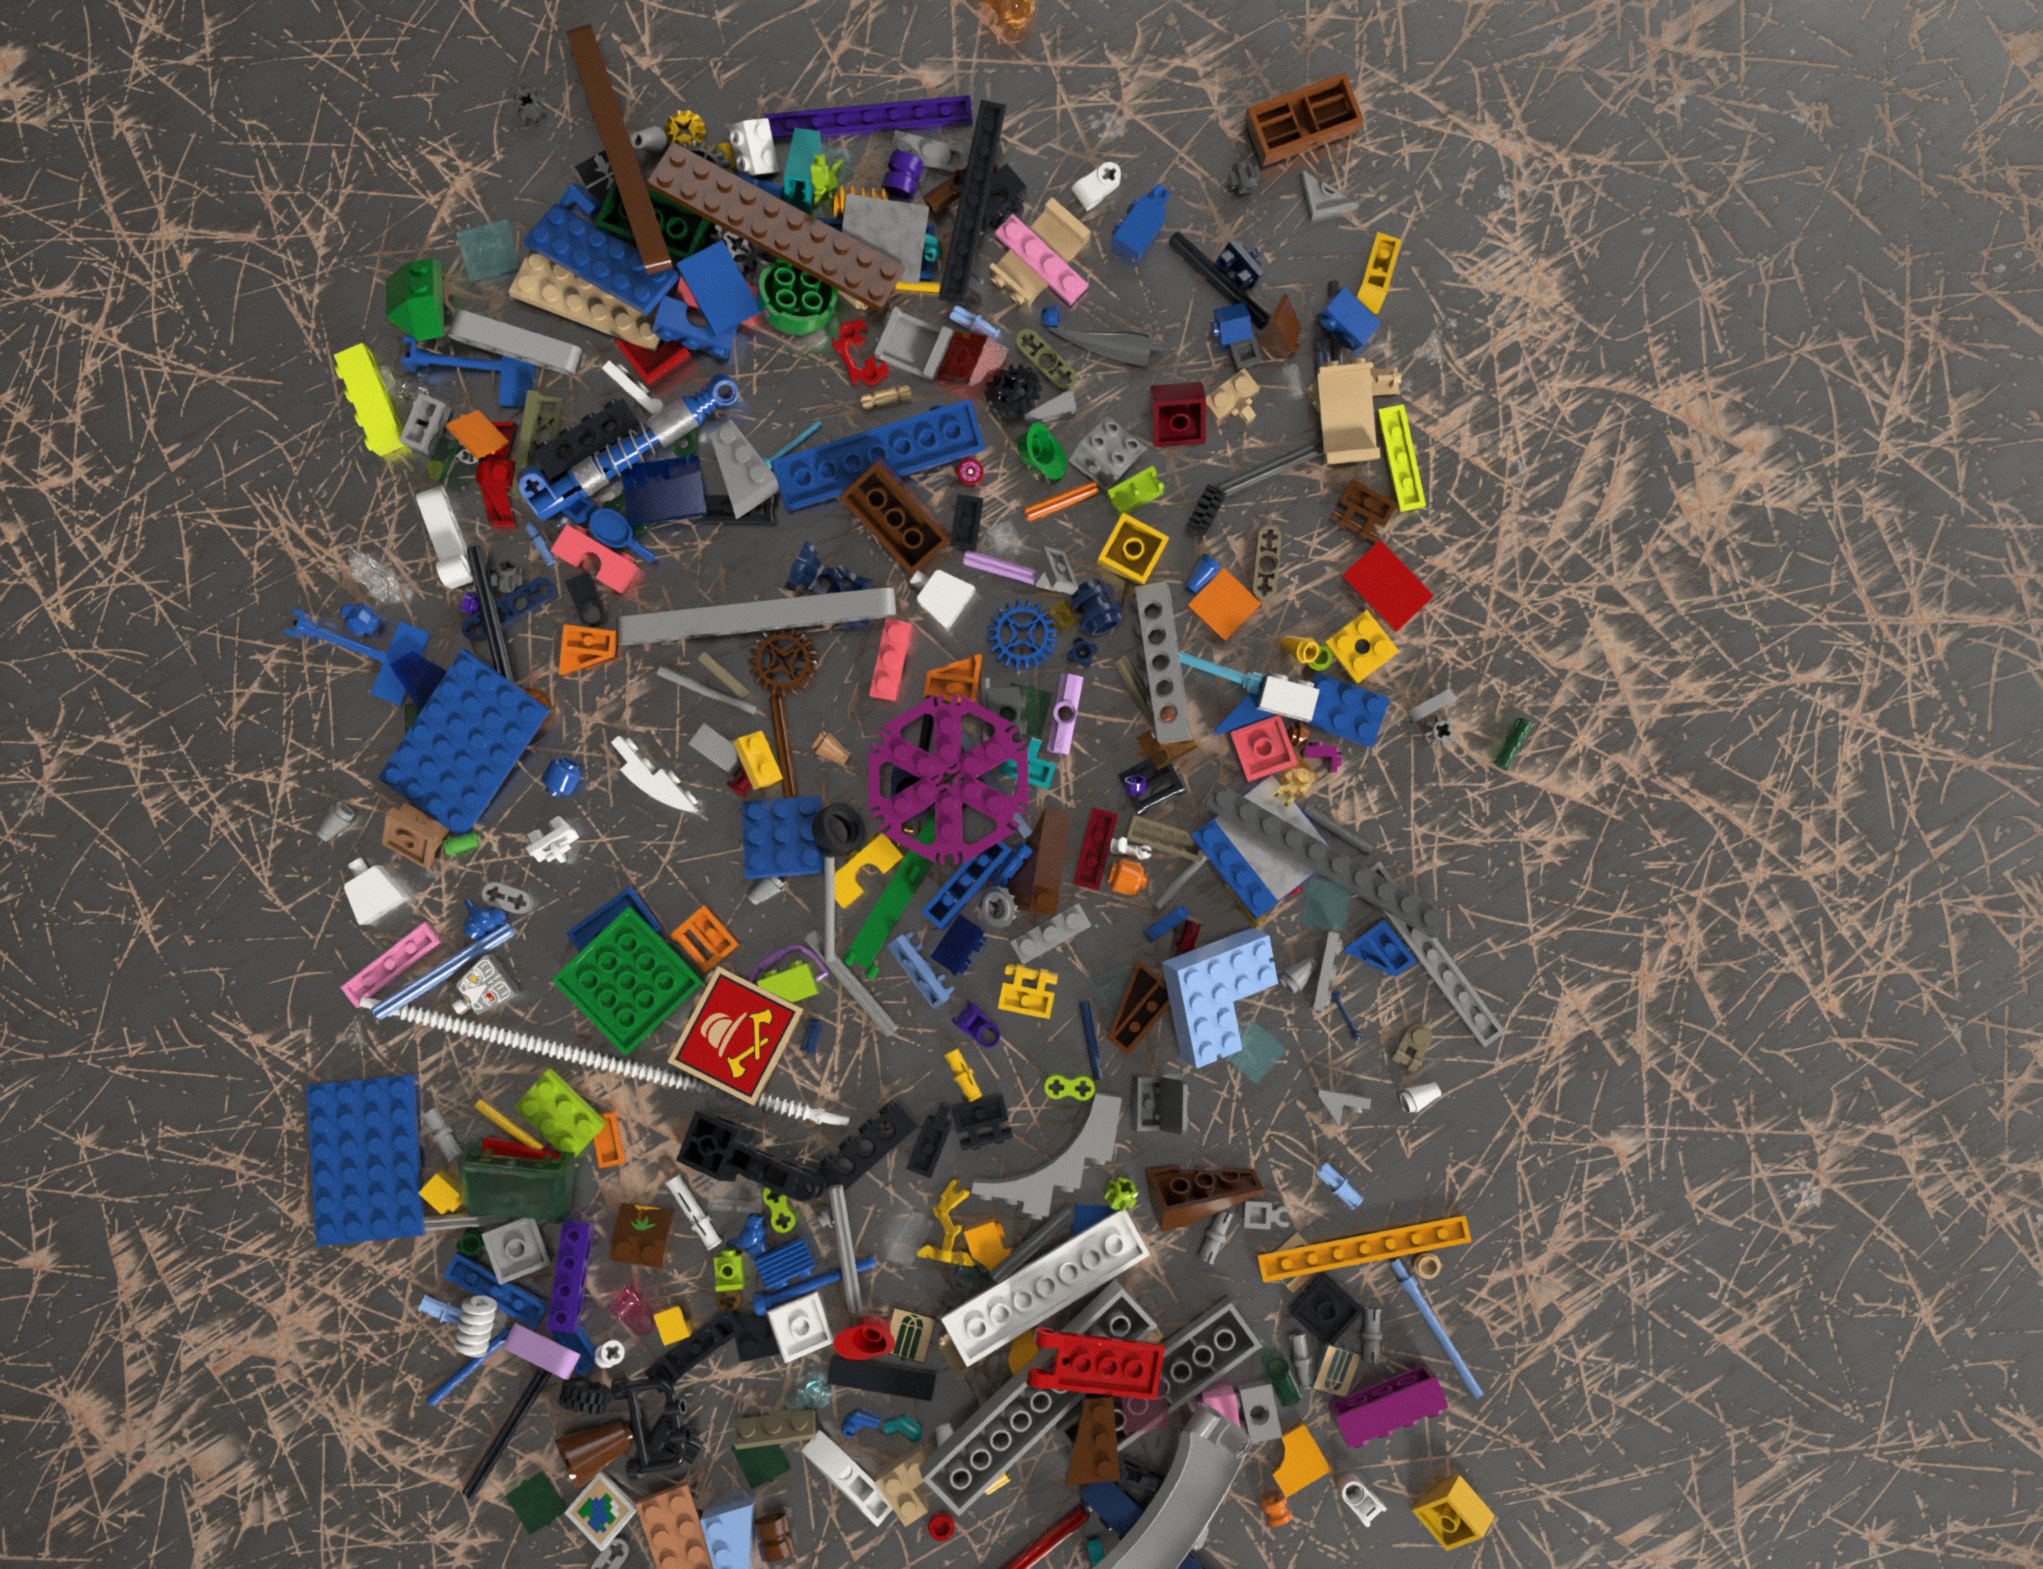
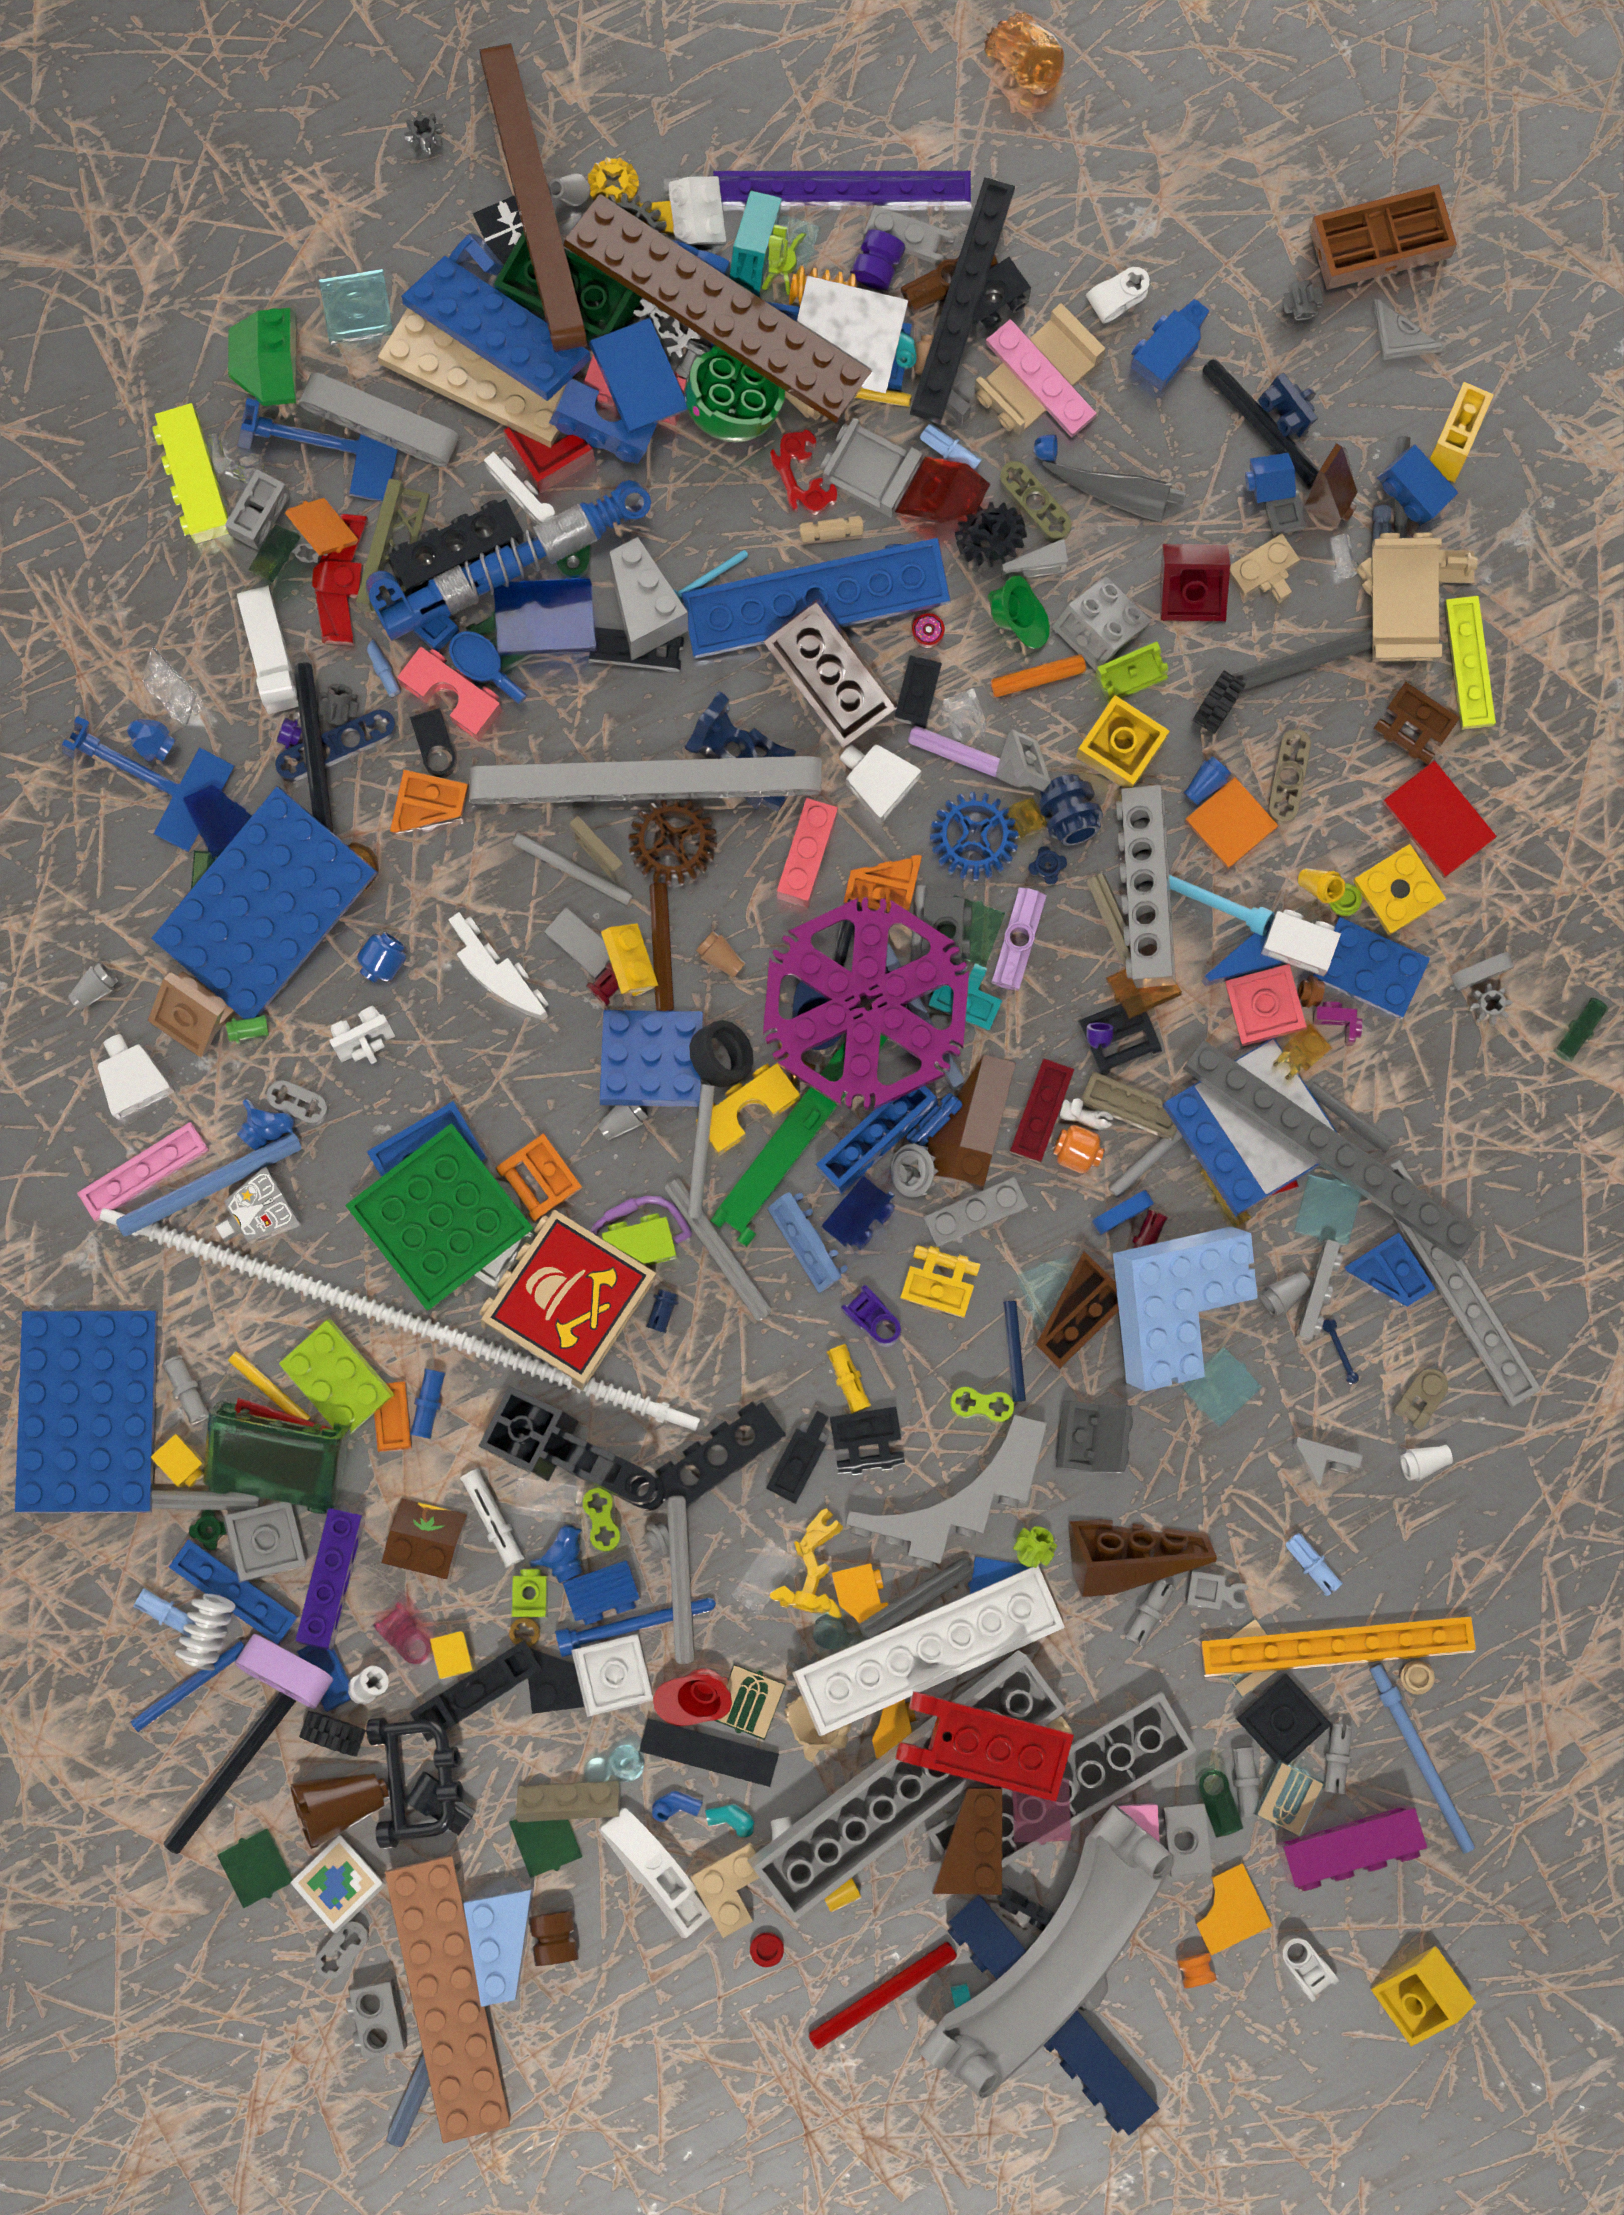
camera: 15 degrees right, 5 degrees down
(634, 1127) = (427, 1403): none -> blue pin

